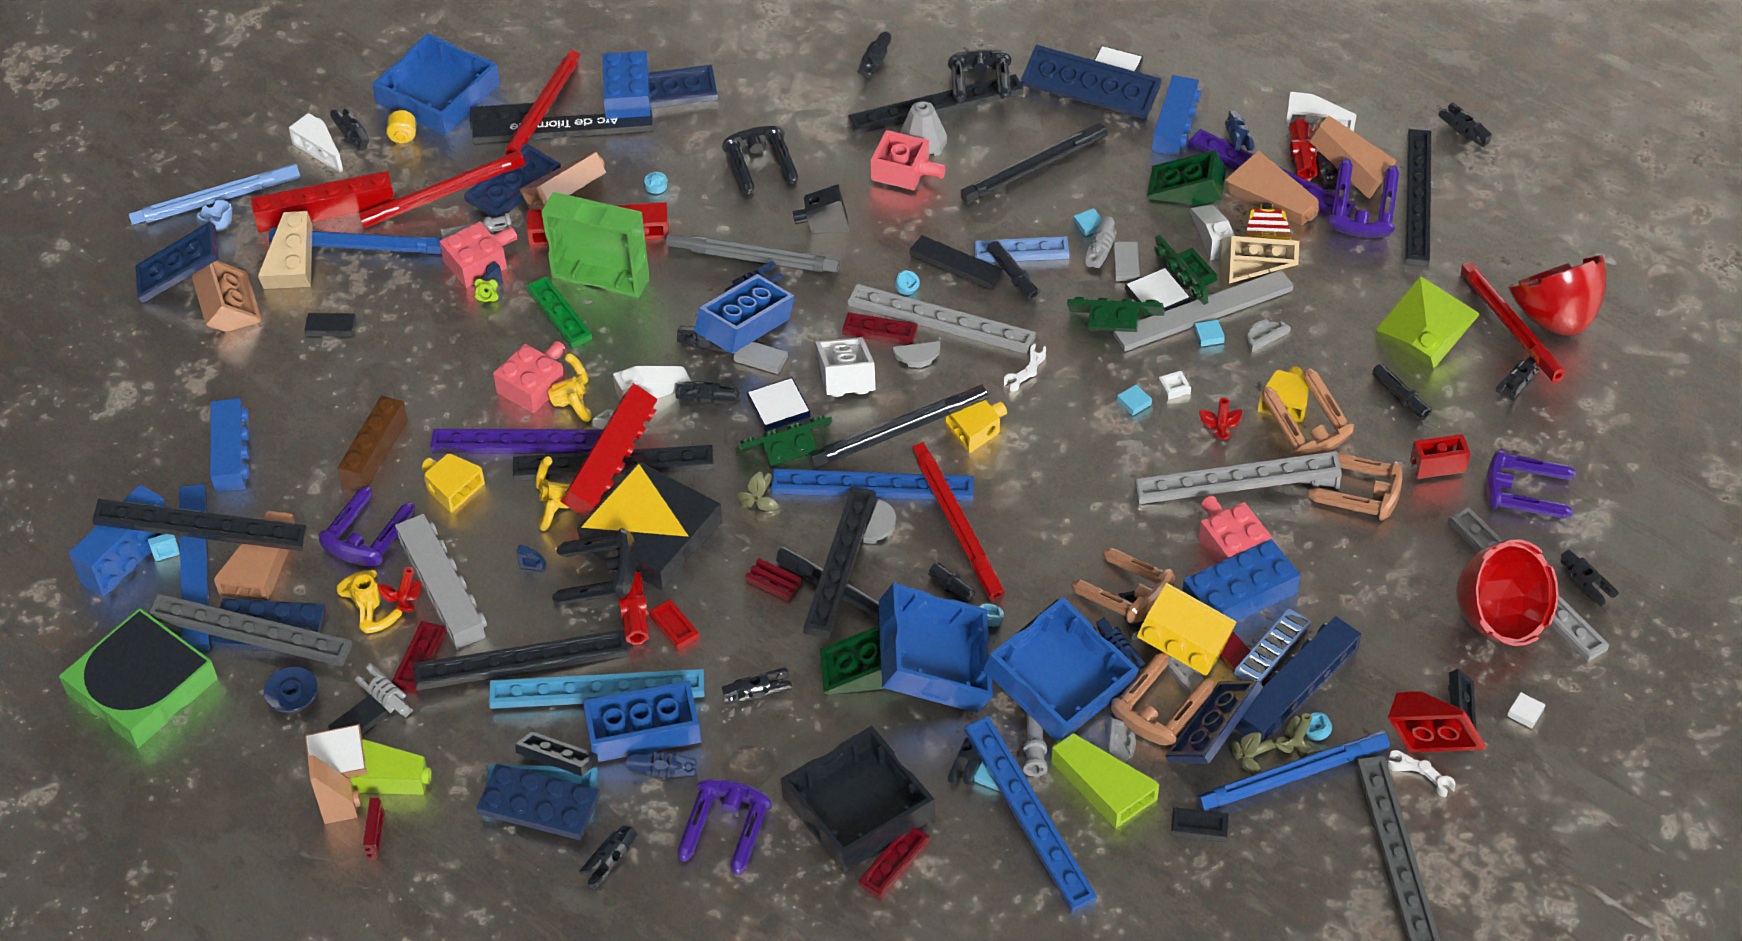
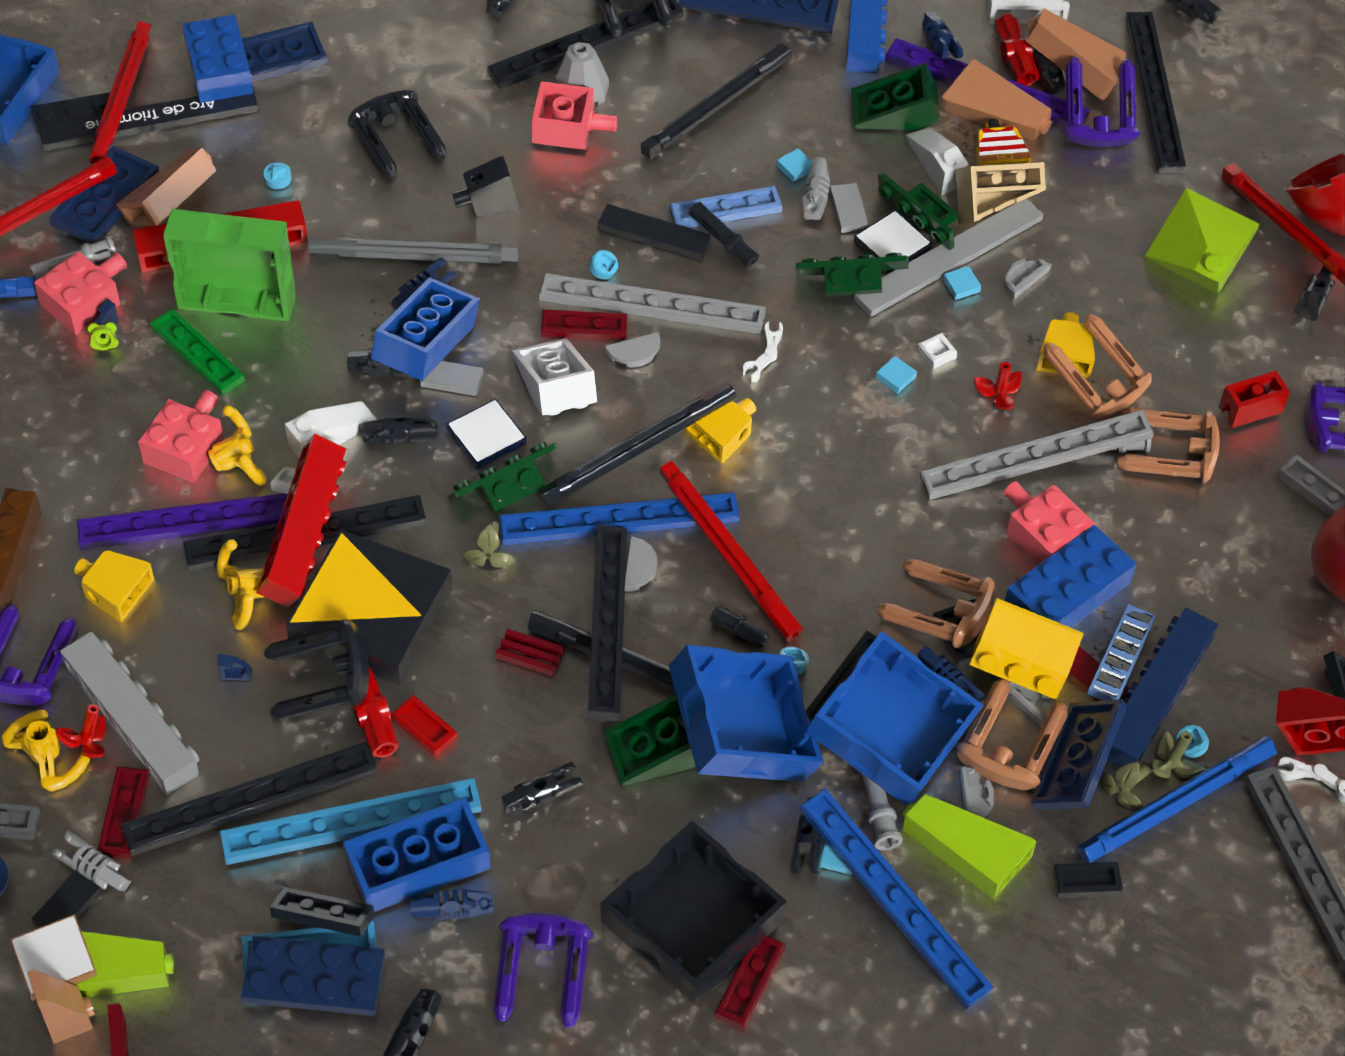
camera: 15 degrees left, 5 degrees up
(1408, 397) = (1200, 332): black pin -> none

